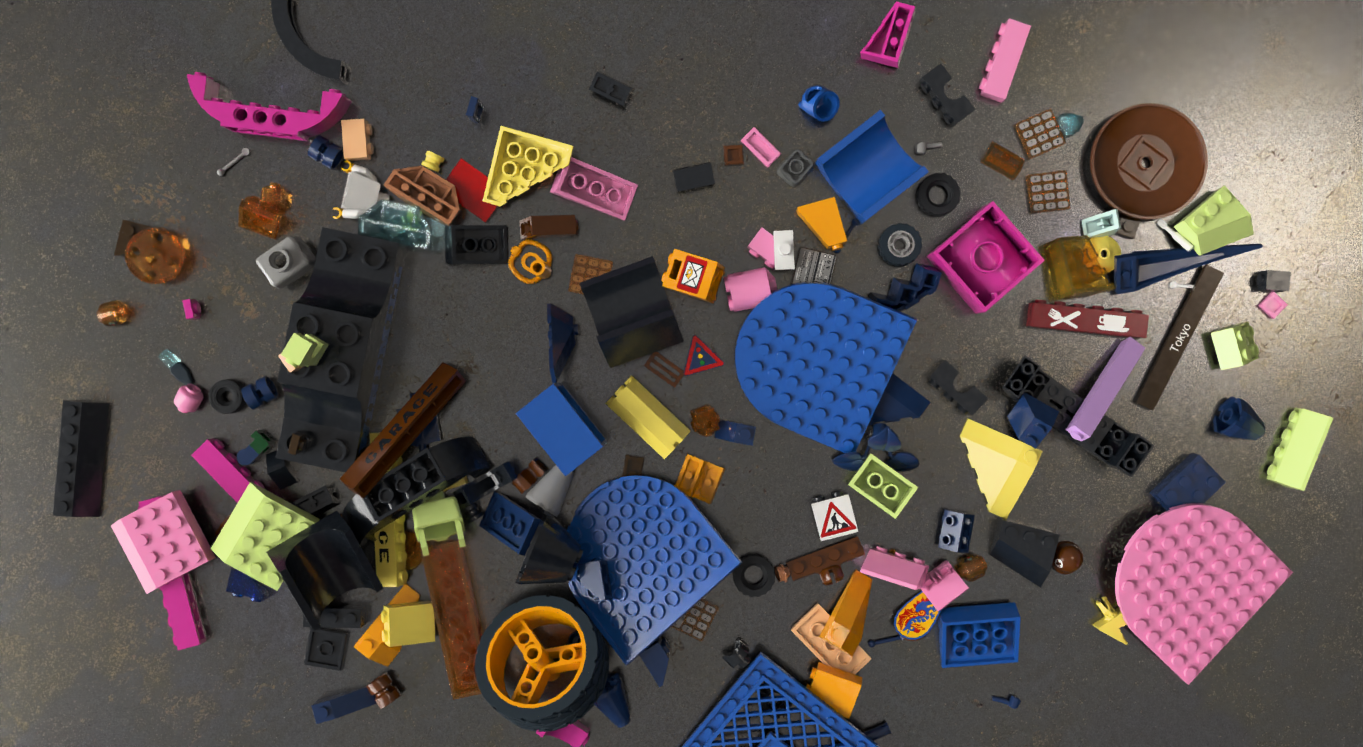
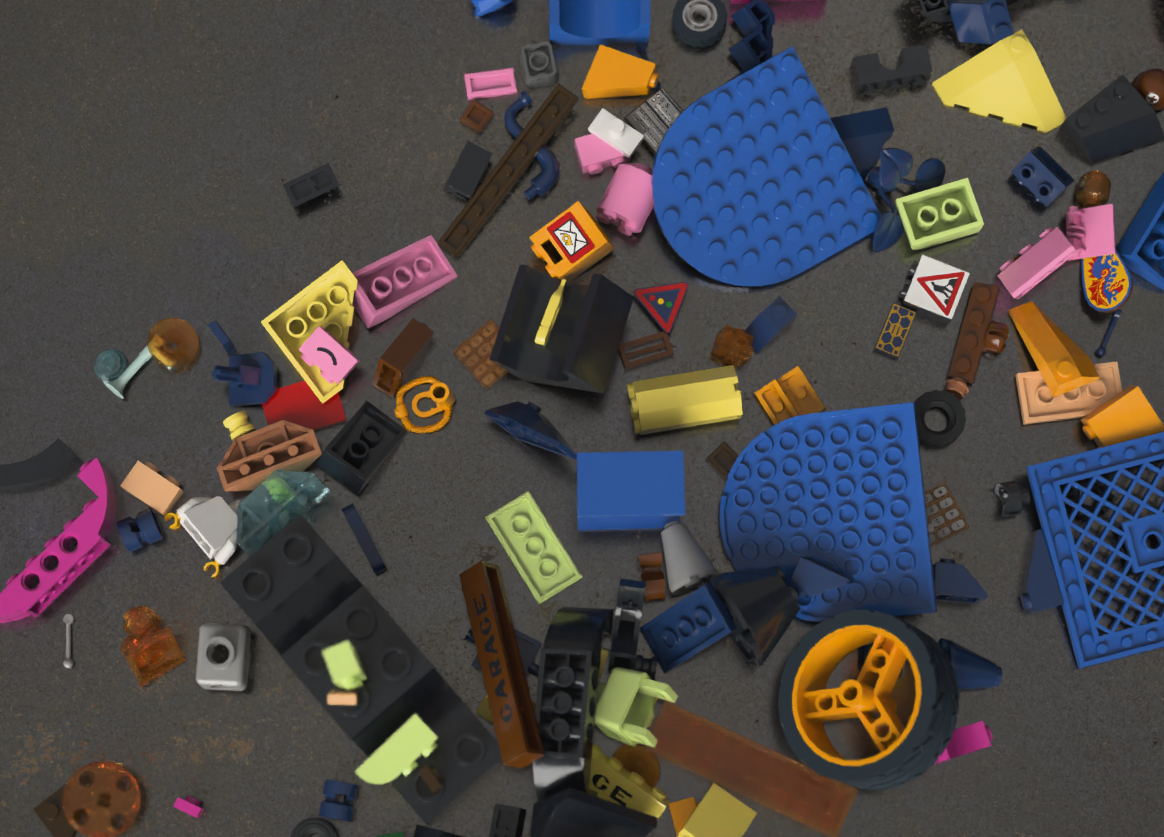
camera: 55 degrees left, 10 degrees down
(293, 414) = (399, 753): none -> yellowish green brick
(415, 58) = (116, 363): none -> clear light blue cone
(422, 288) = (364, 538): none -> dark blue beam
(440, 72) = (118, 384): none -> light aqua piece
(461, 77) = (177, 331): none -> clear orange dish
(465, 145) = (250, 378): none -> dark blue piece
(494, 392) = (533, 547): none -> yellowish green tile
(510, 183) = (328, 355): none -> bright pink brick
(636, 298) = (550, 315): none -> light yellow piece
(700, 706) = (1039, 583): none -> dark blue slope
(712, 201) = (508, 170): none -> dark brown tile
(727, 228) = (550, 166): none -> dark blue animal
(790, 510) = (895, 331): none -> dark blue tile

